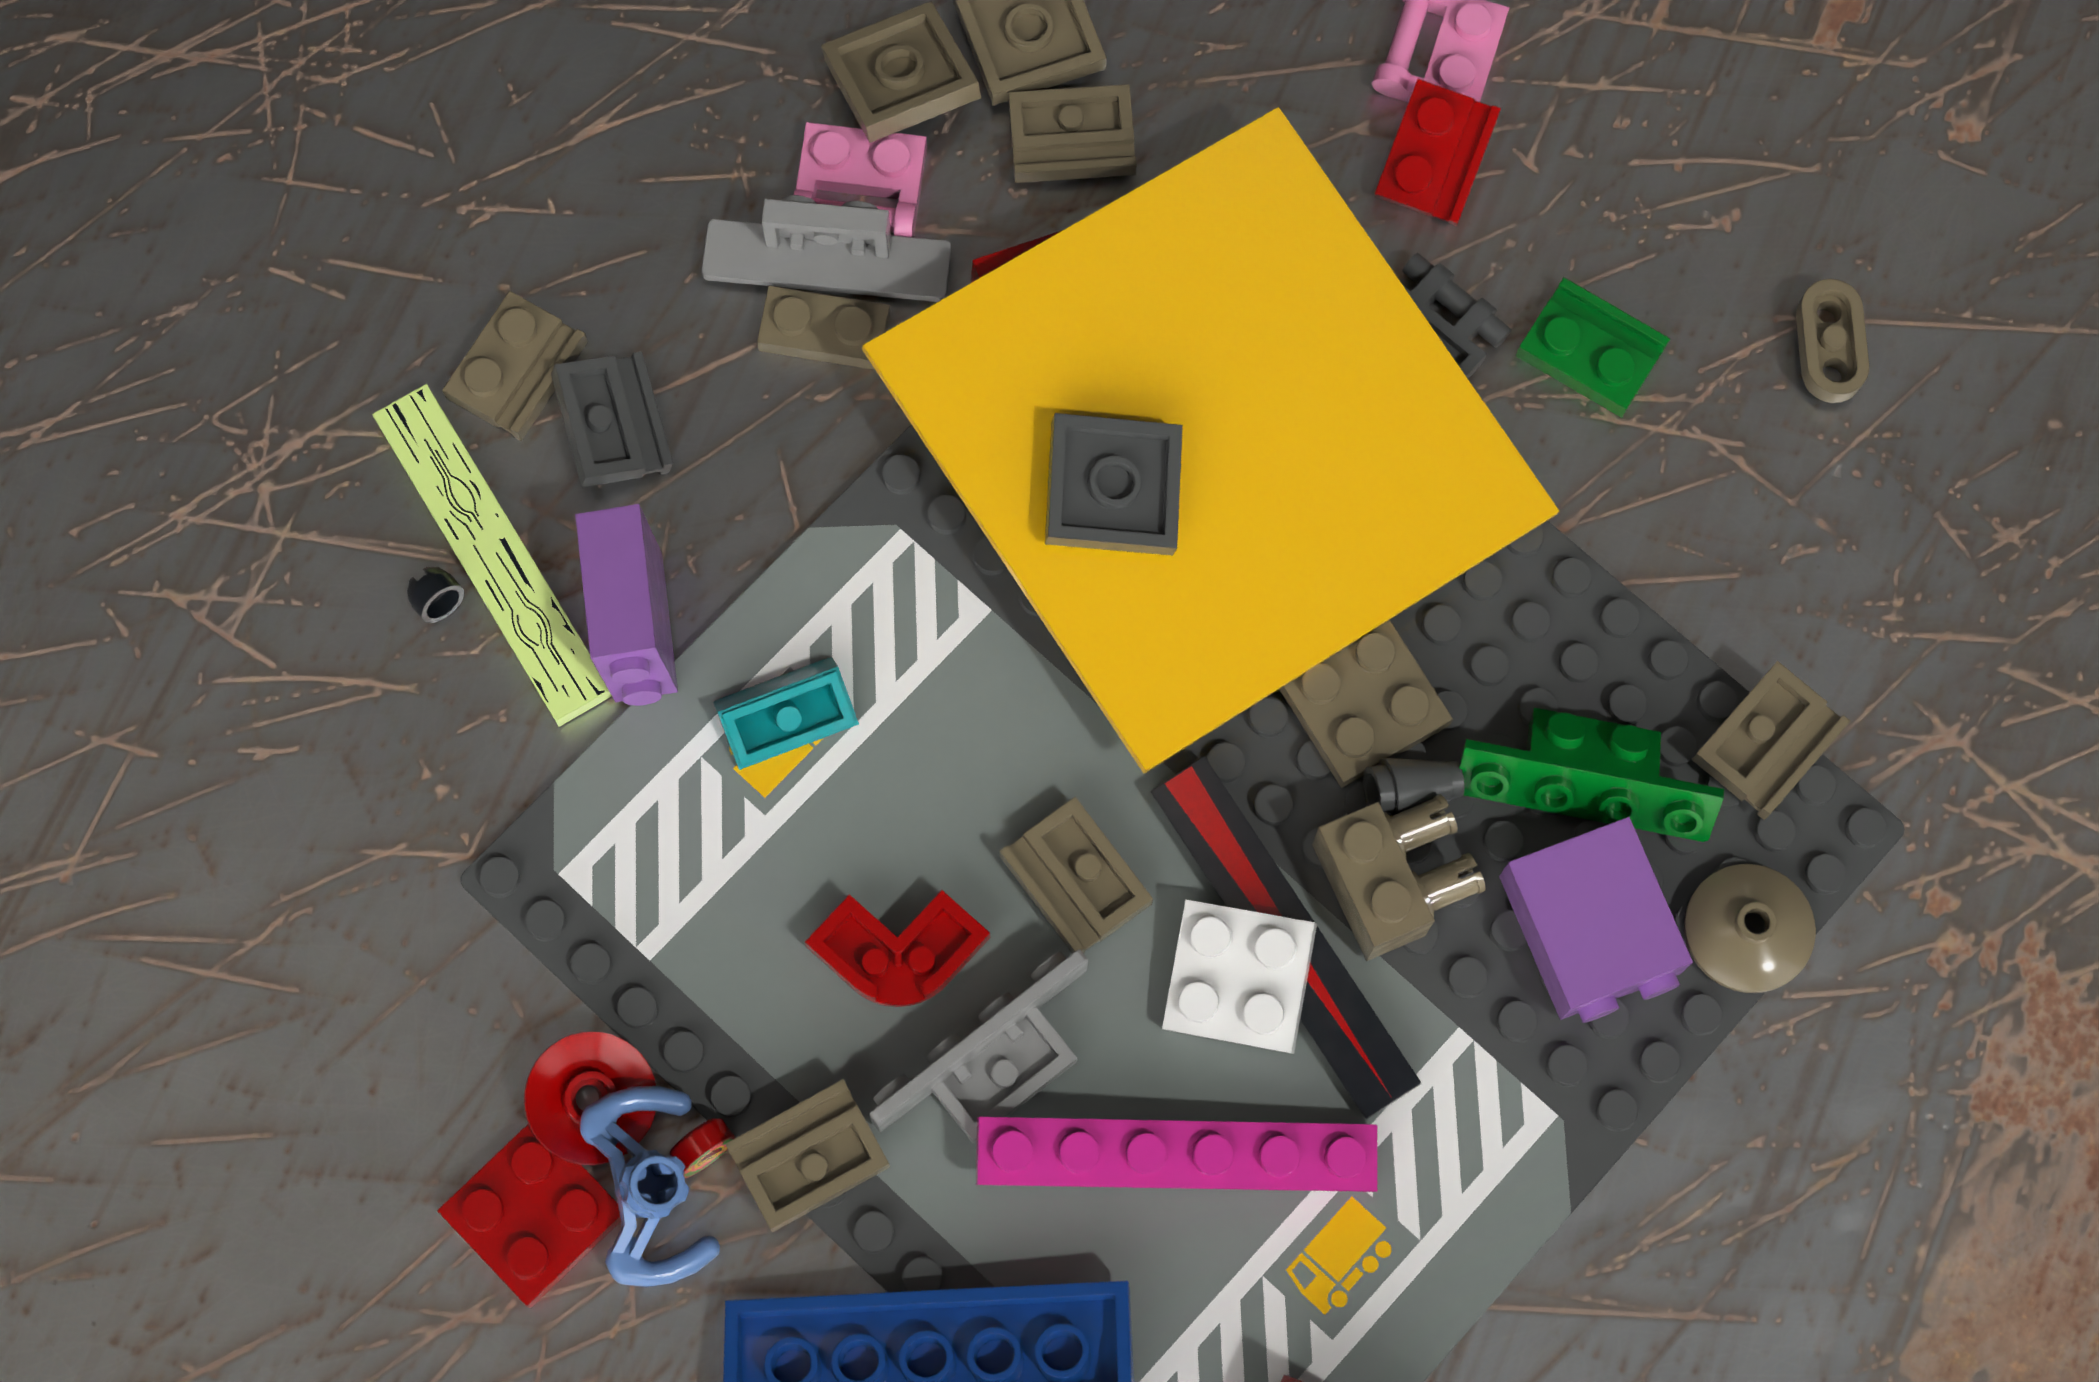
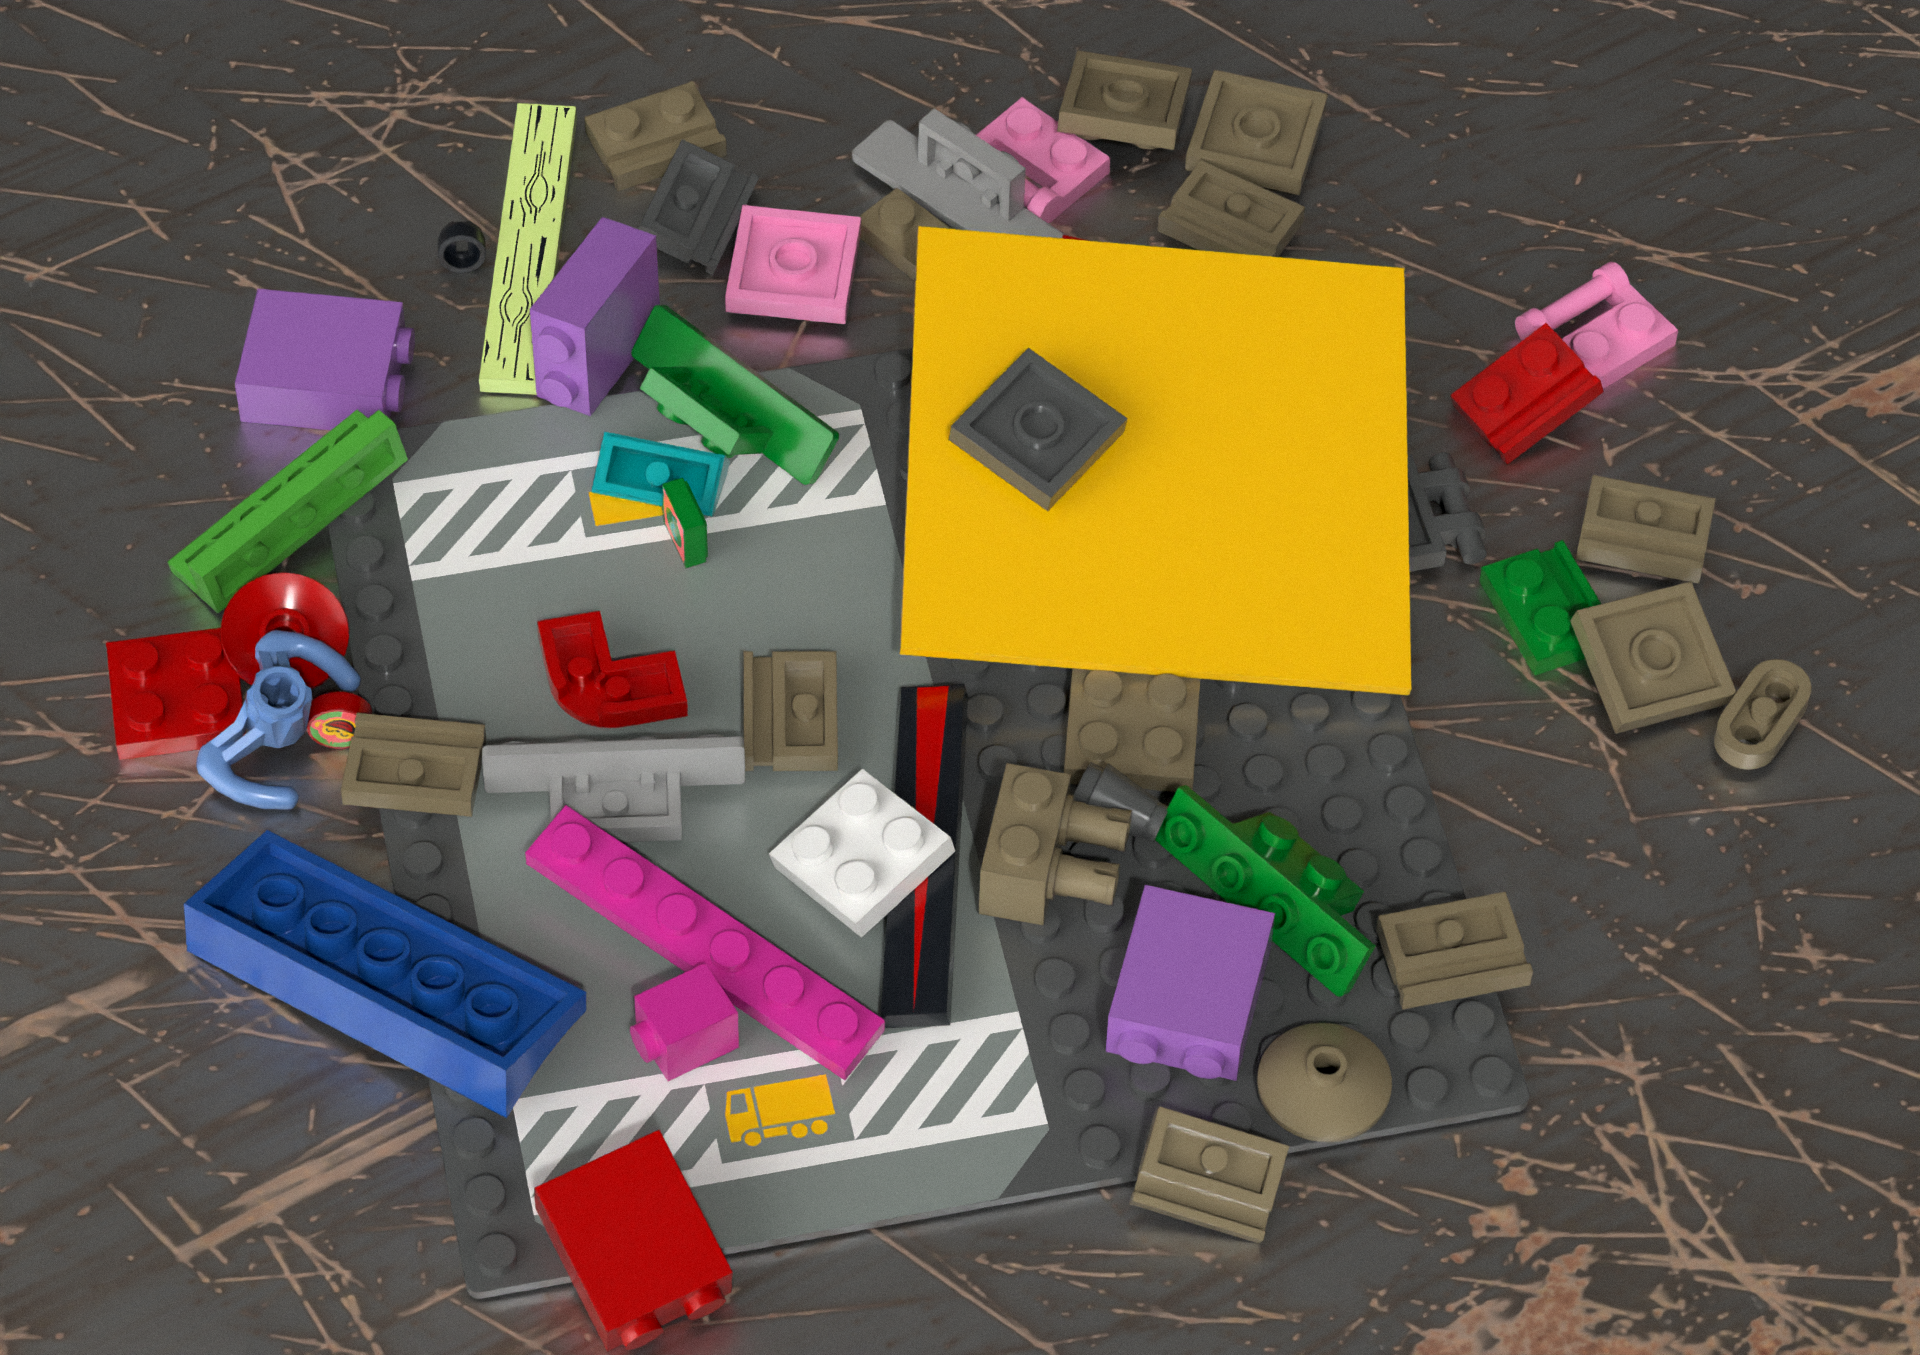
camera: 35 degrees right, 20 degrees down
(409, 798) = (321, 359): none -> medium lavender brick
(508, 972) = (290, 508): none -> bright green fence
(739, 423) = (793, 264): none -> bright pink plate
(791, 607) = (727, 399): none -> green bracket
(851, 753) = (685, 522): none -> green tile
(1219, 1244) = (685, 1022): none -> dark pink brick
(1620, 222) = (1645, 529): none -> dark tan plate
(1719, 347) = (1653, 657): none -> dark tan plate
(1727, 1081) = (1209, 1174): none -> dark tan plate

